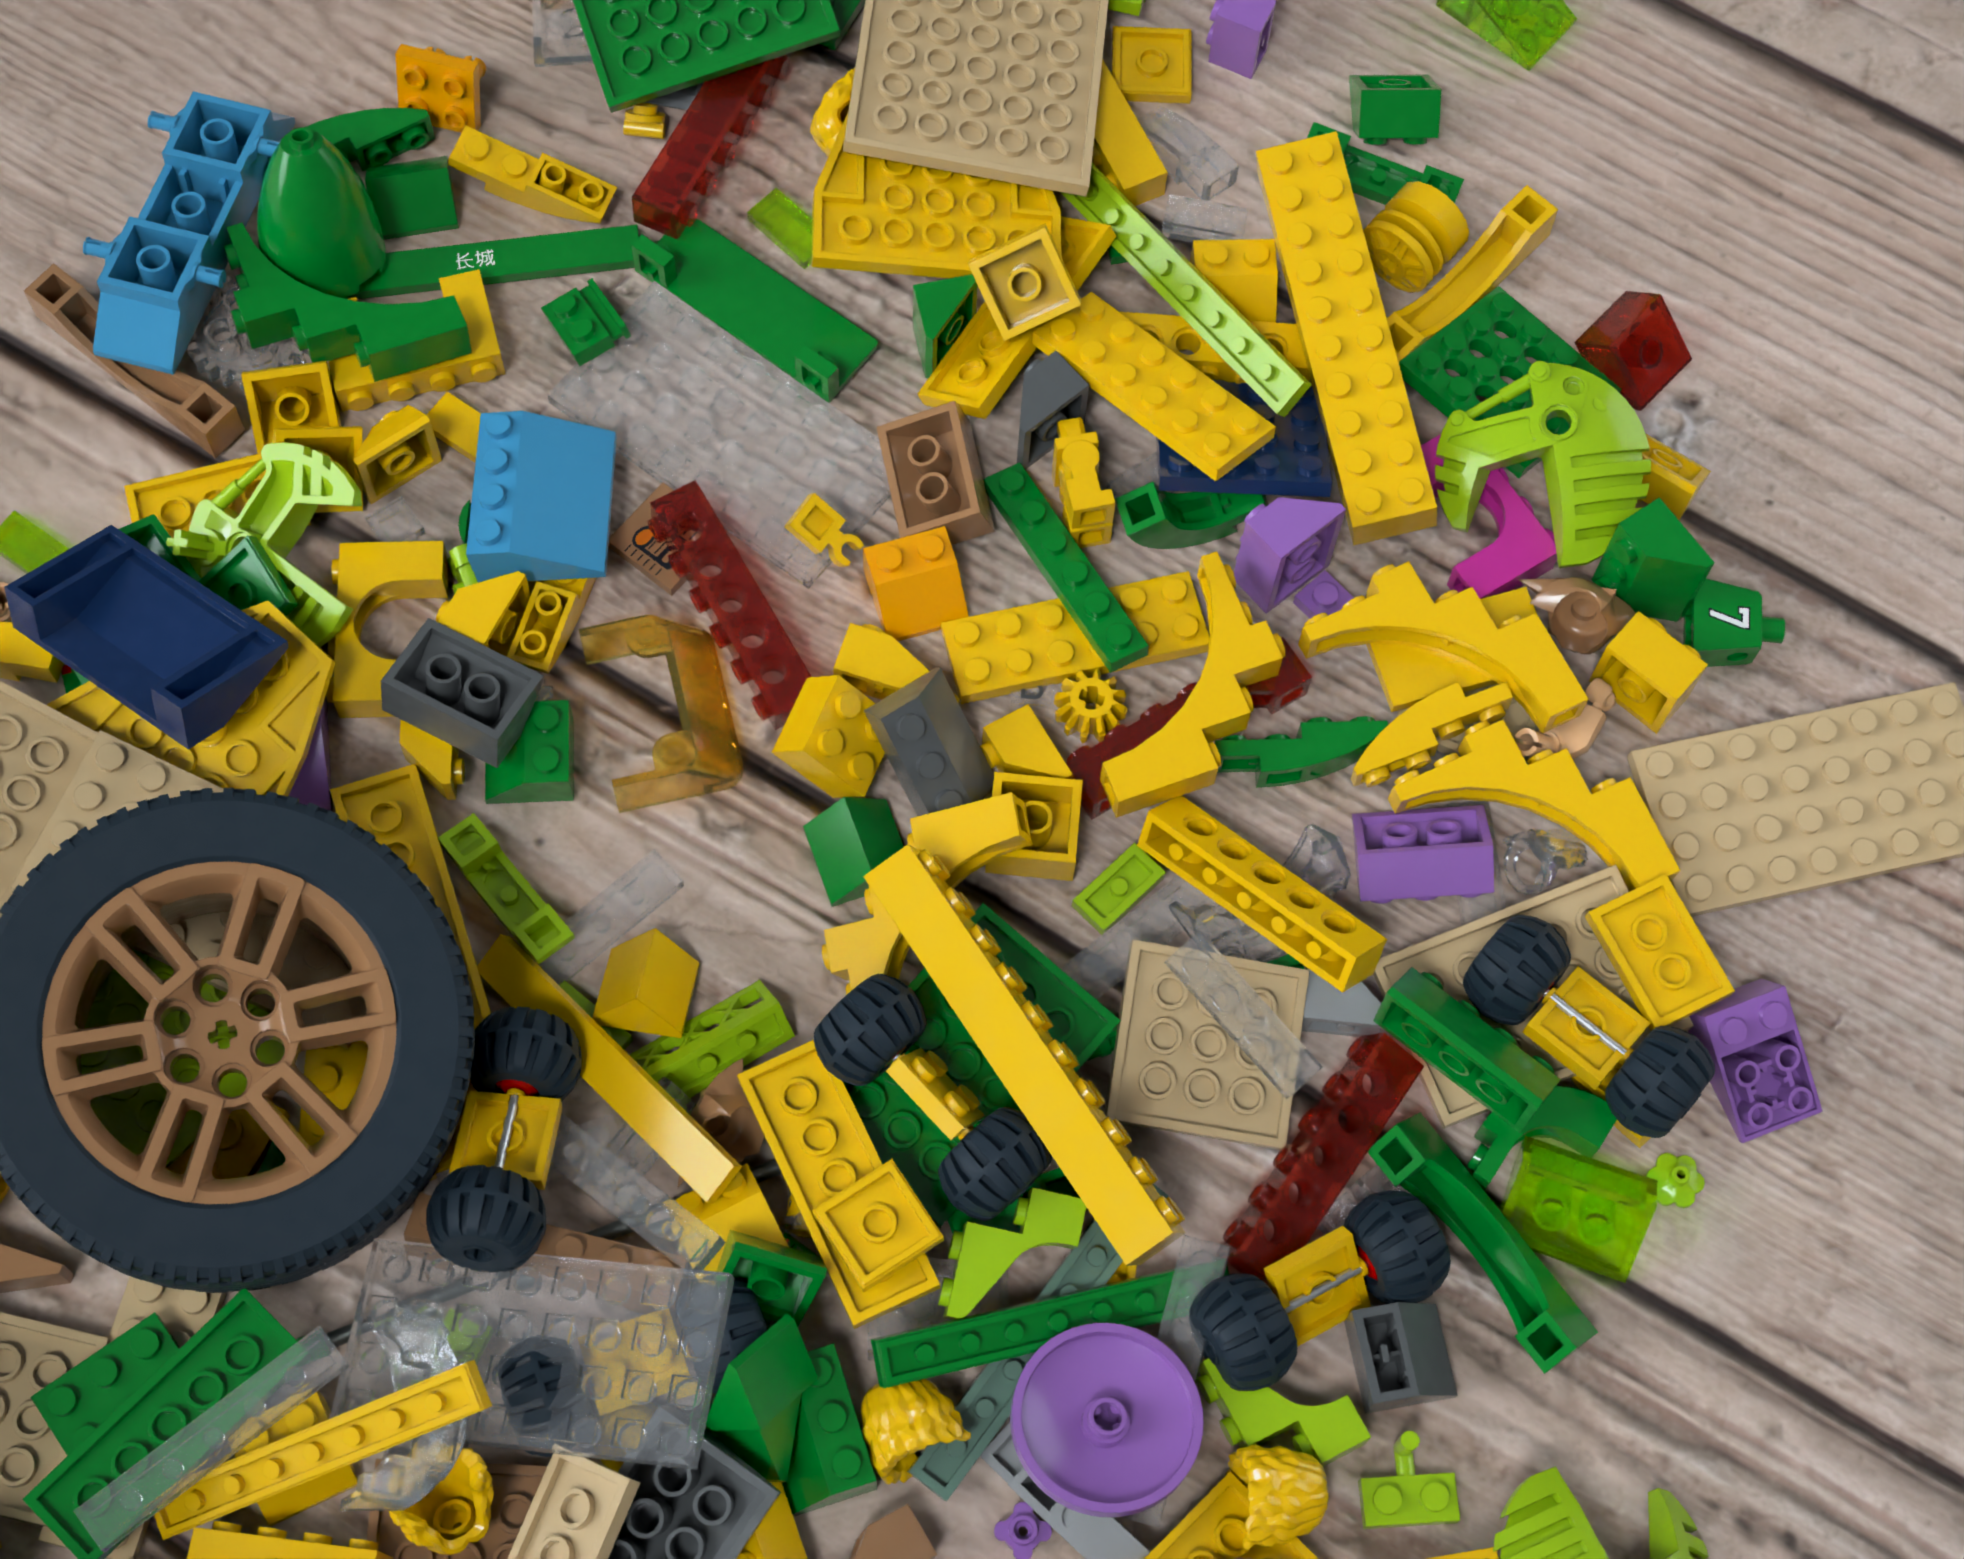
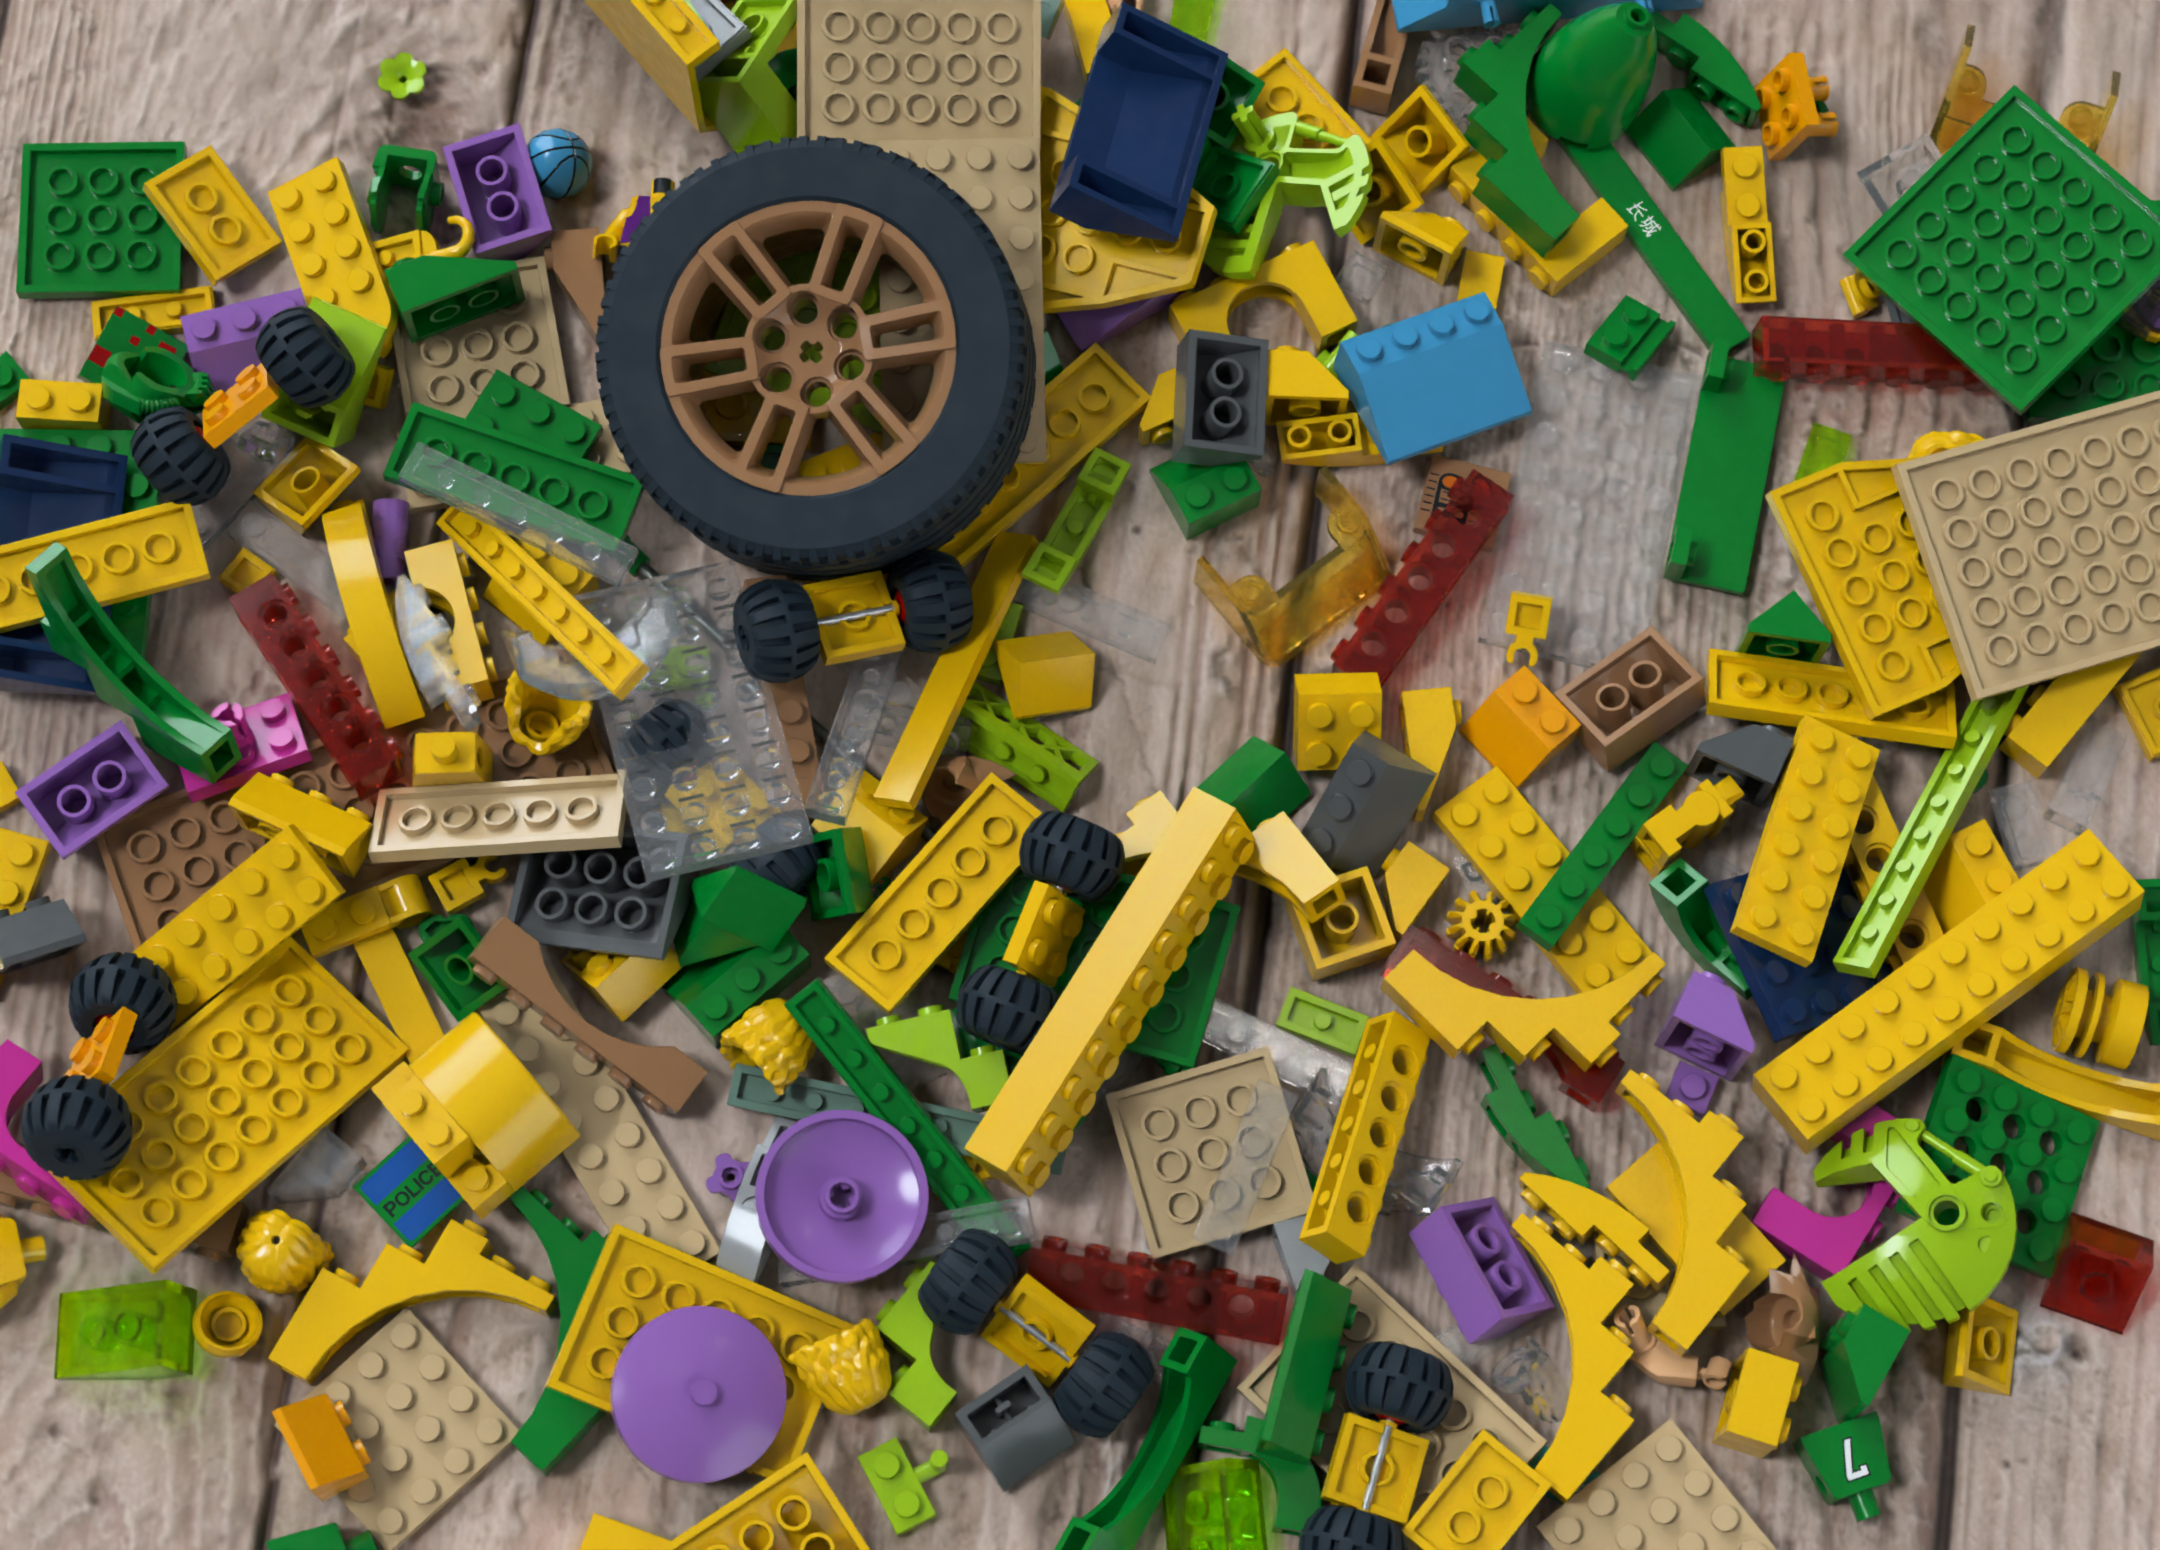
camera: 65 degrees right, 5 degrees up
(878, 1225) = (912, 938): yellow plate -> none
(1024, 282) = (1842, 682): yellow brick -> none

